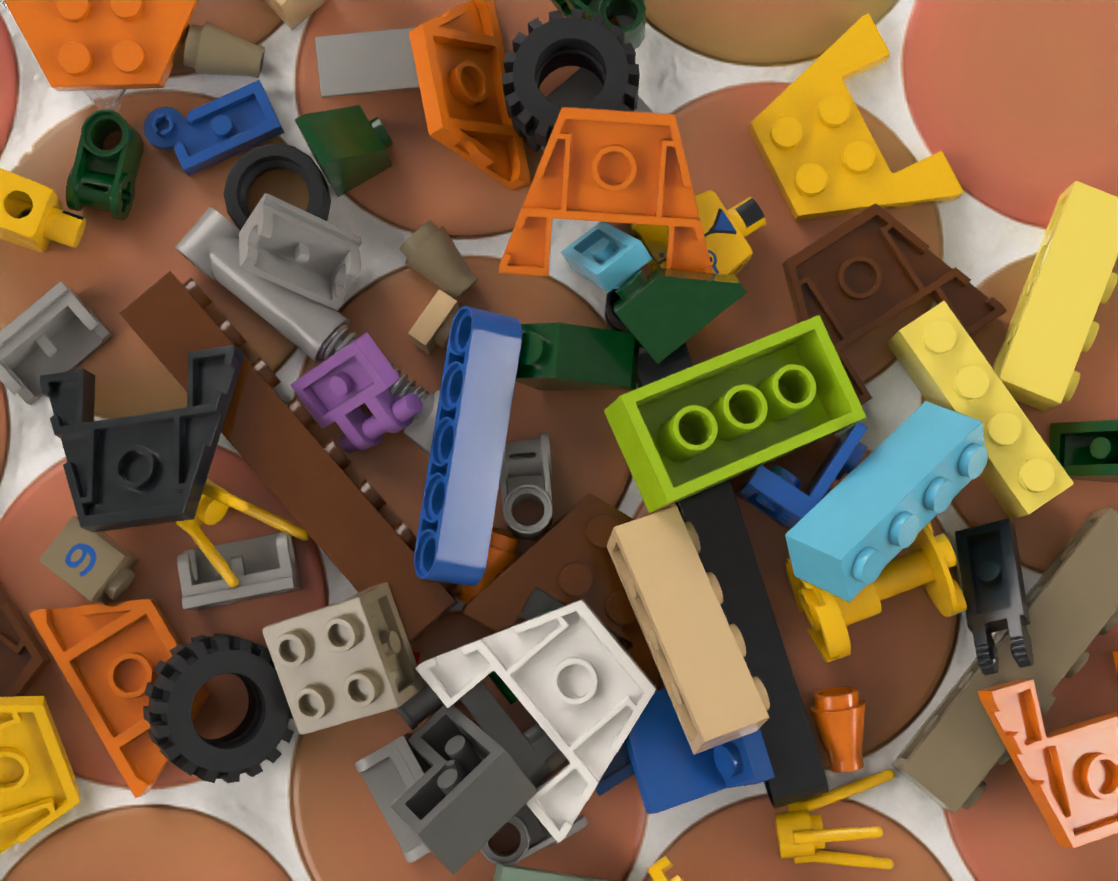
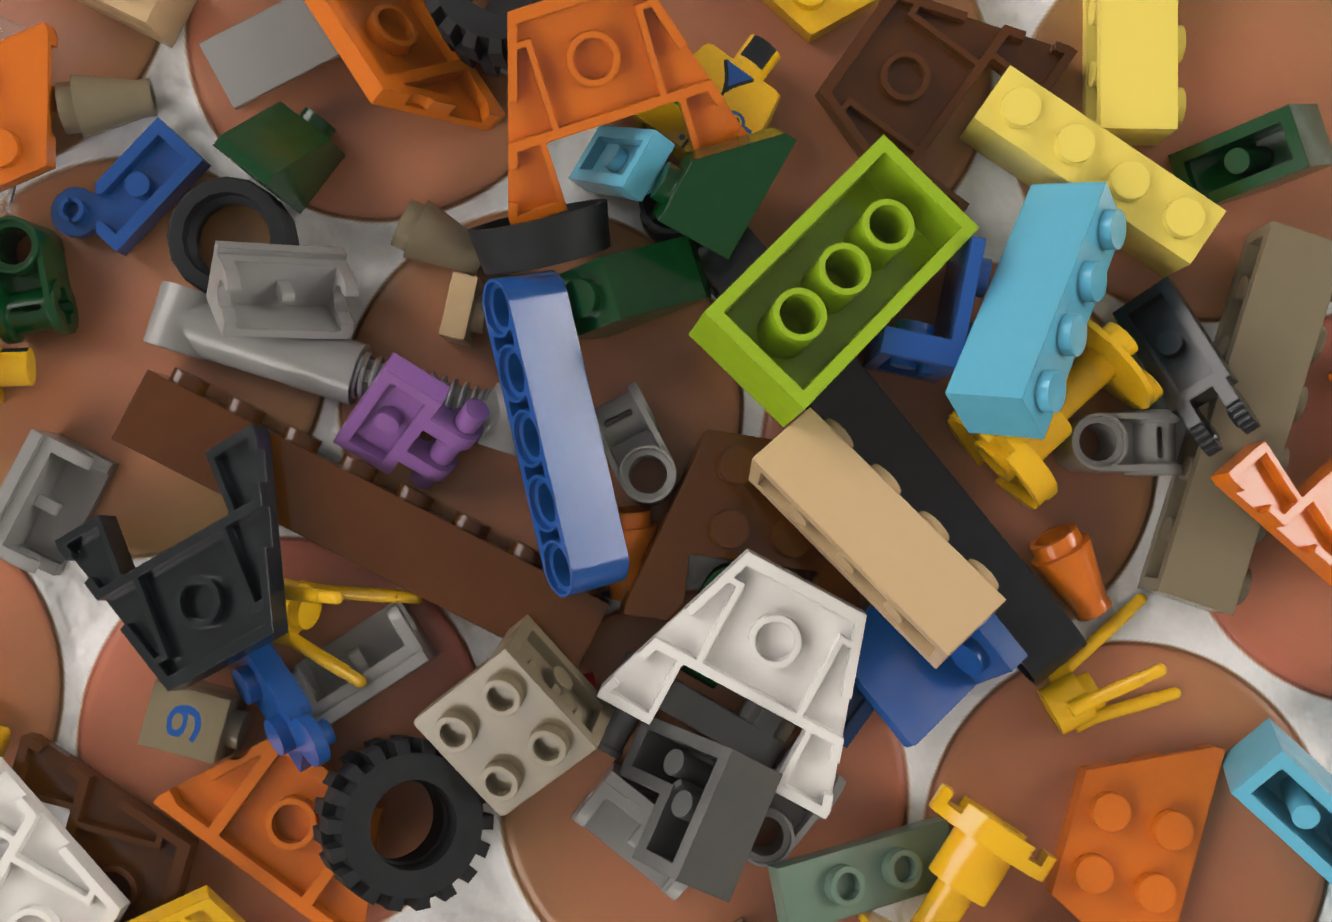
camera: 20 degrees left, 5 degrees up
(165, 579) = (288, 722): none -> blue hinge
(519, 293) = (544, 241): none -> black tyre
(929, 643) = (1128, 444): none -> light grey piece

